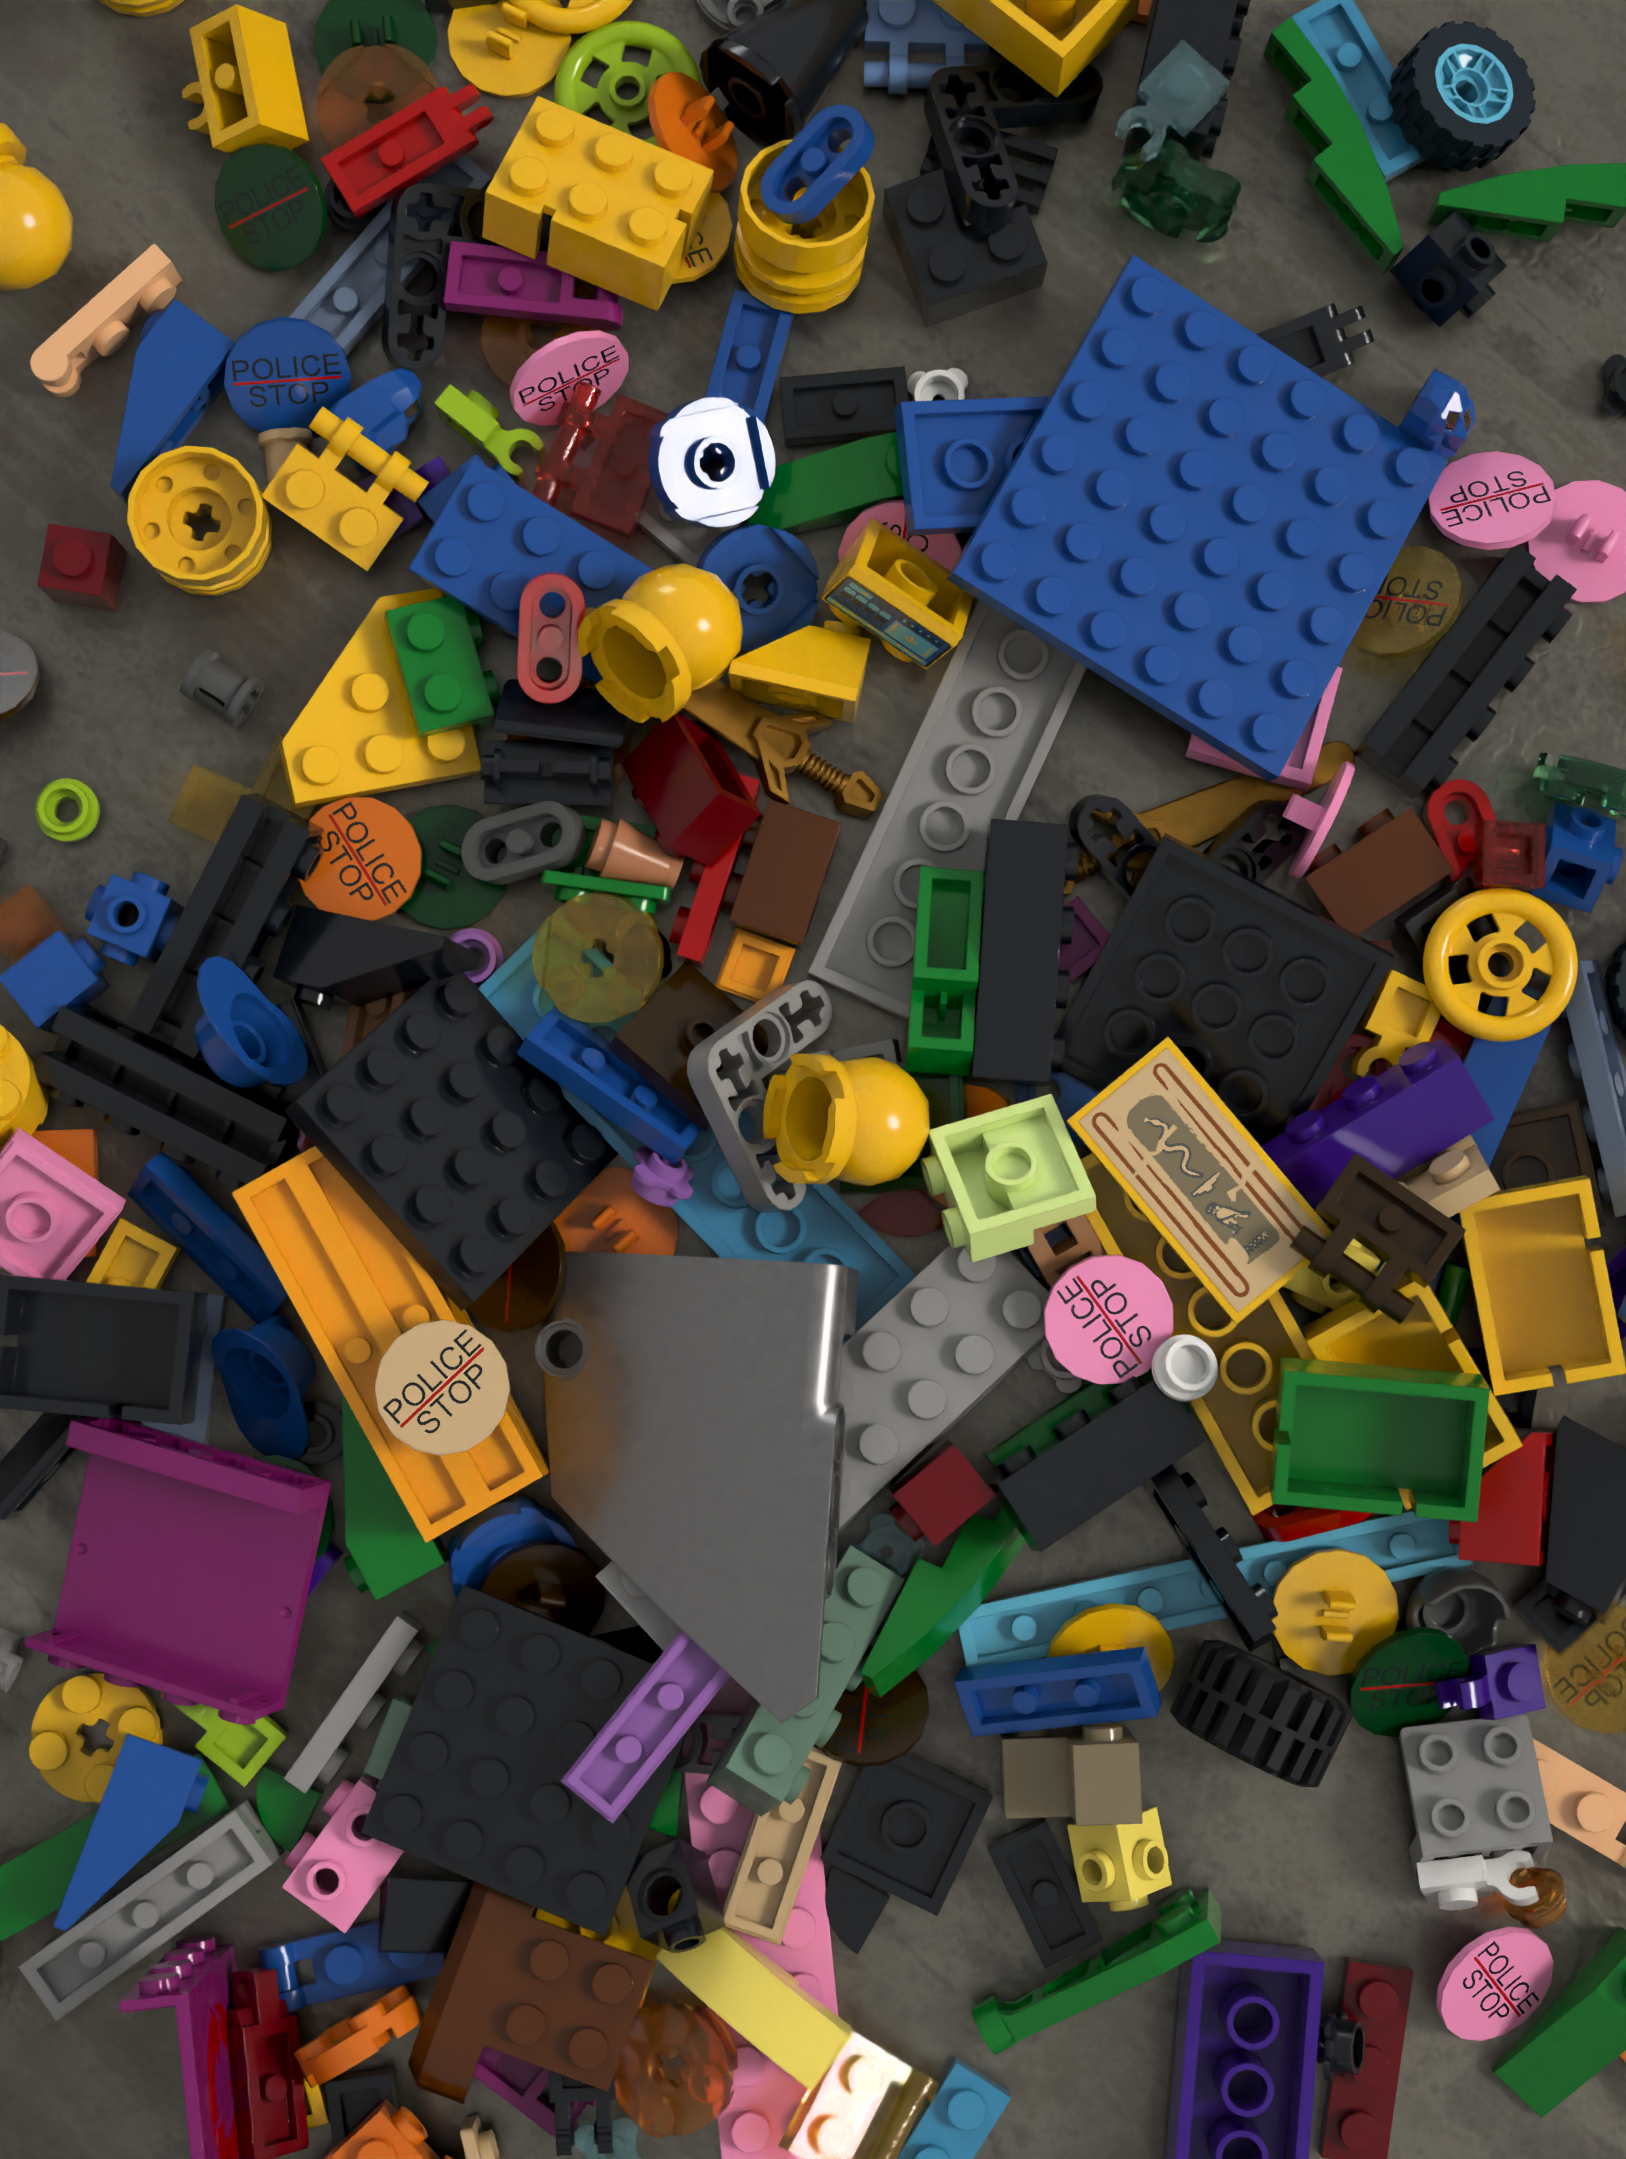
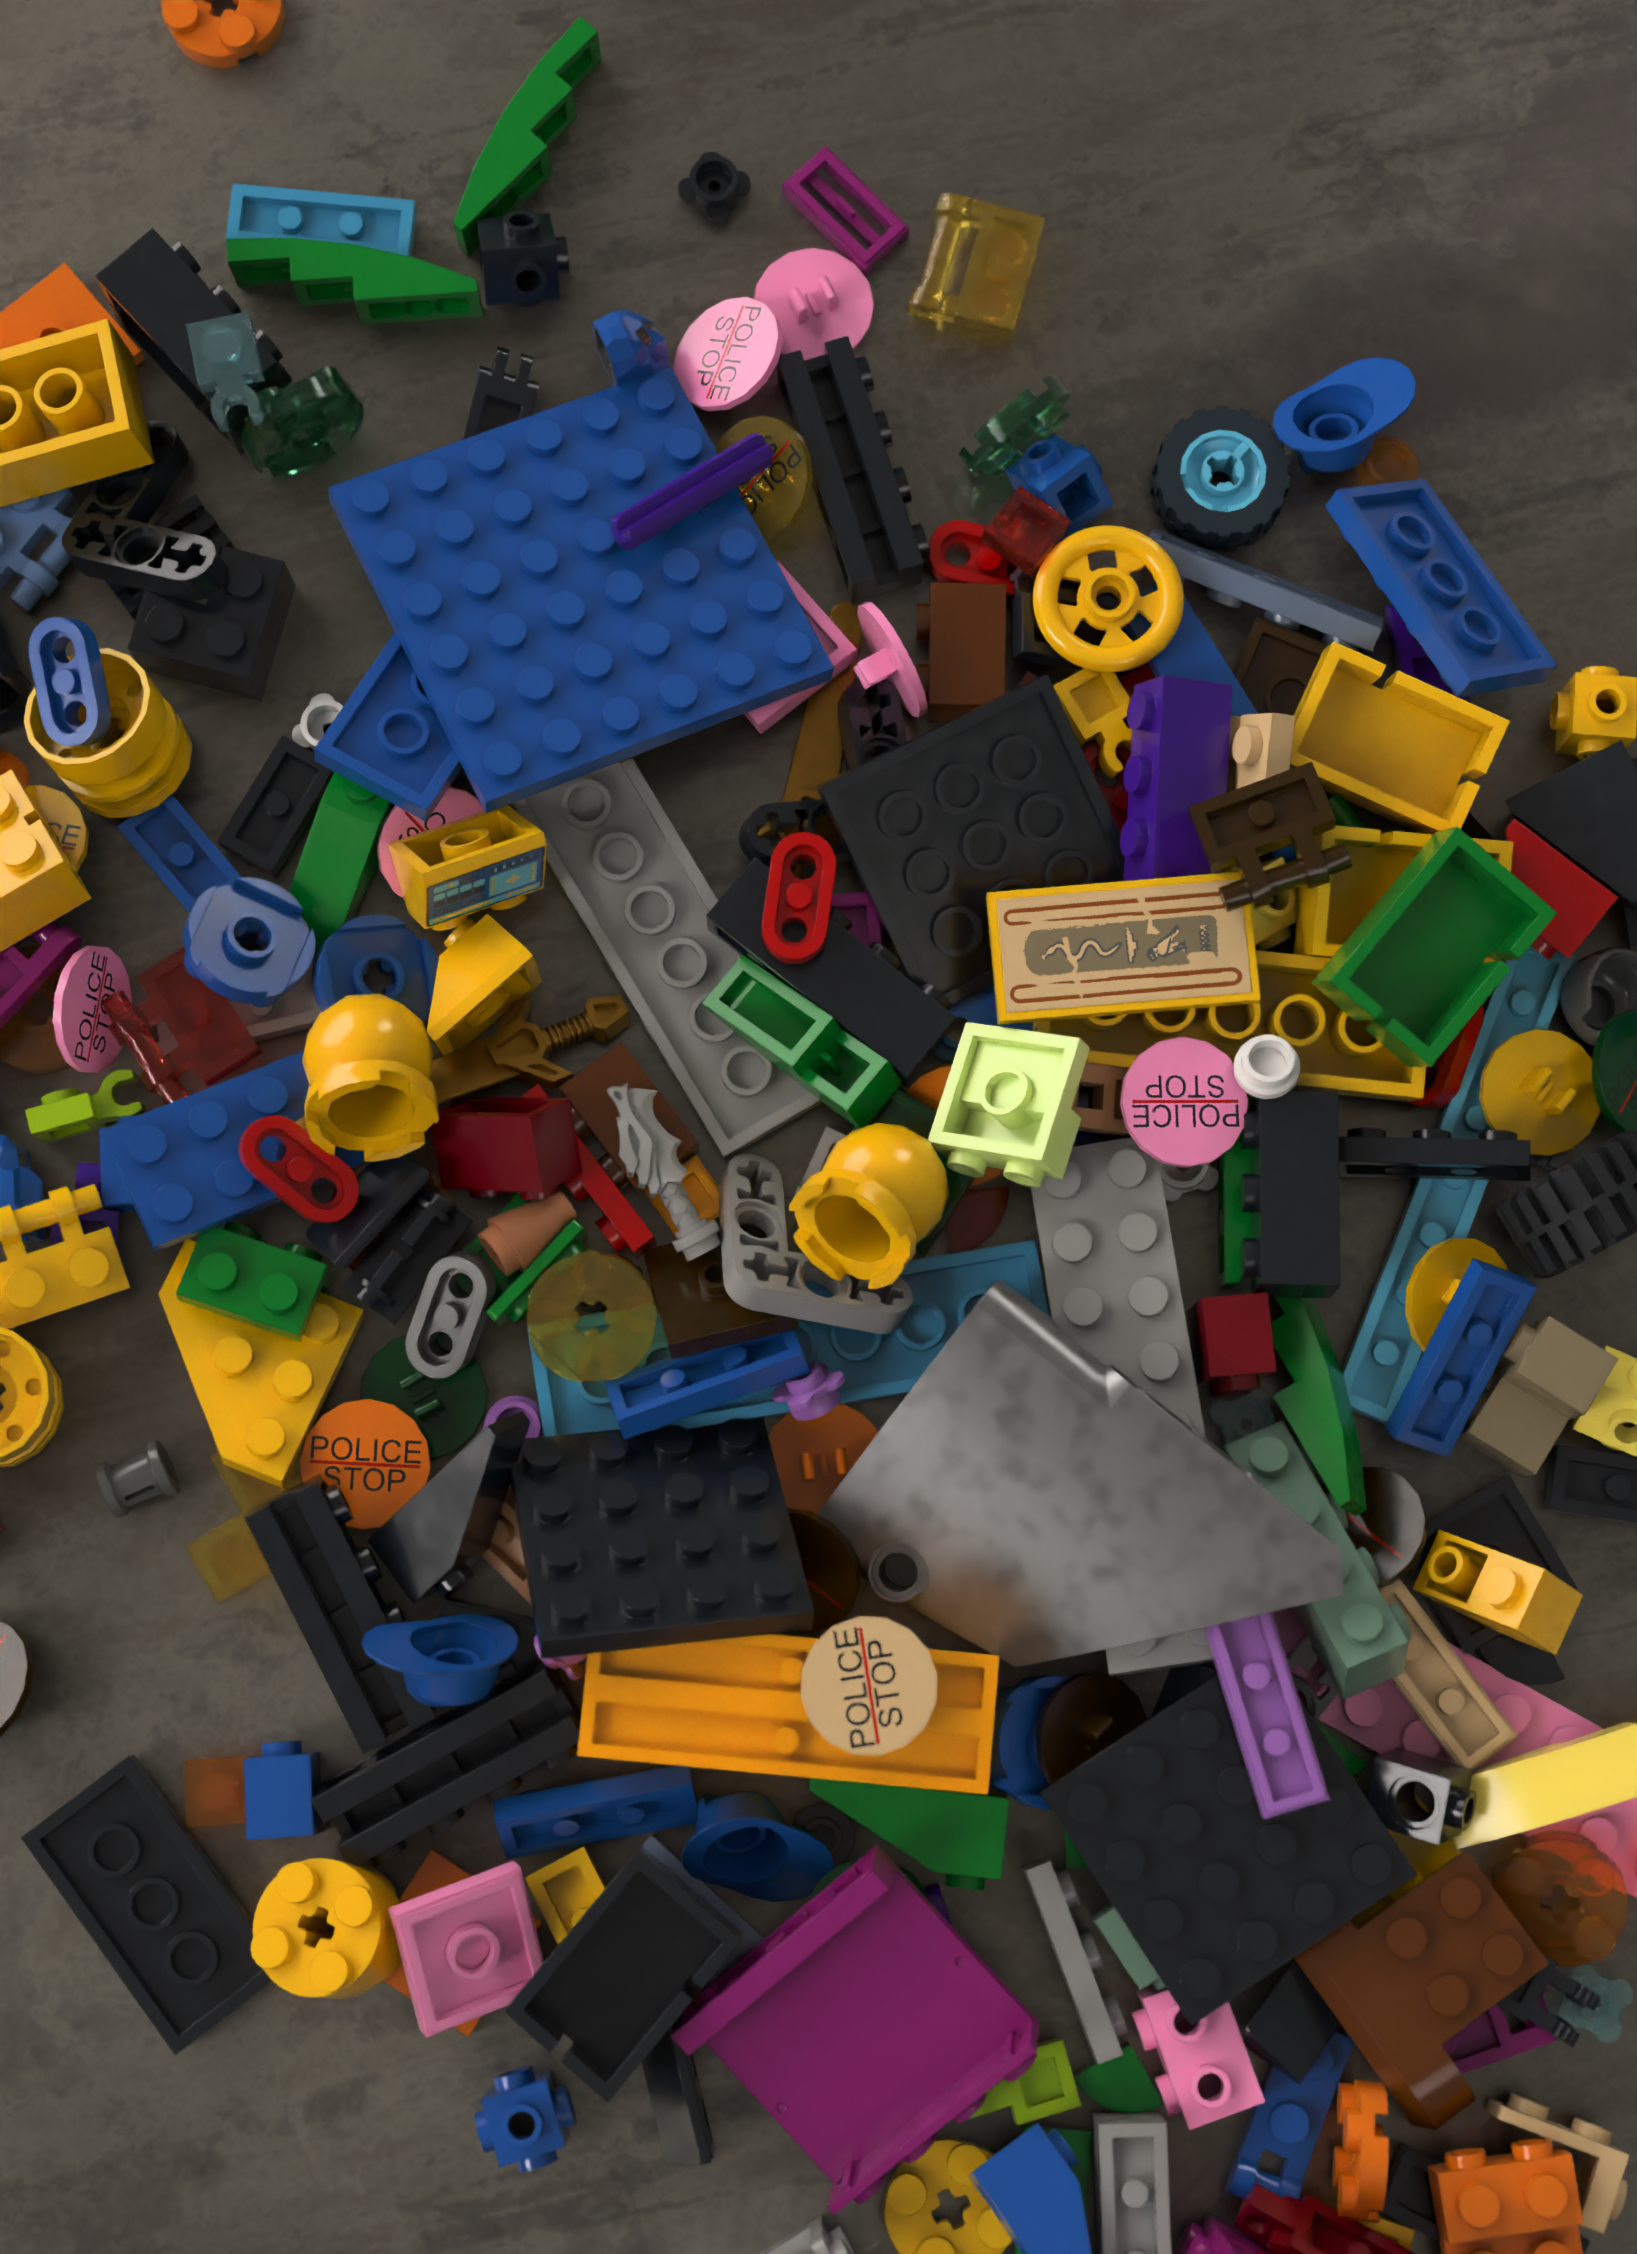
camera: 55 degrees left, 5 degrees down
(53, 797) = (125, 1680): lime plate -> none
(152, 929) = (303, 1689): blue brick -> none
(762, 914) = (652, 1155): none -> light grey piece
(885, 1851) = (1498, 1591): none -> yellow slope
(1055, 885) = (798, 899): none -> red plate
(1344, 554) = (691, 491): none -> dark purple axle
(1461, 96) = (387, 154): black wheel -> none

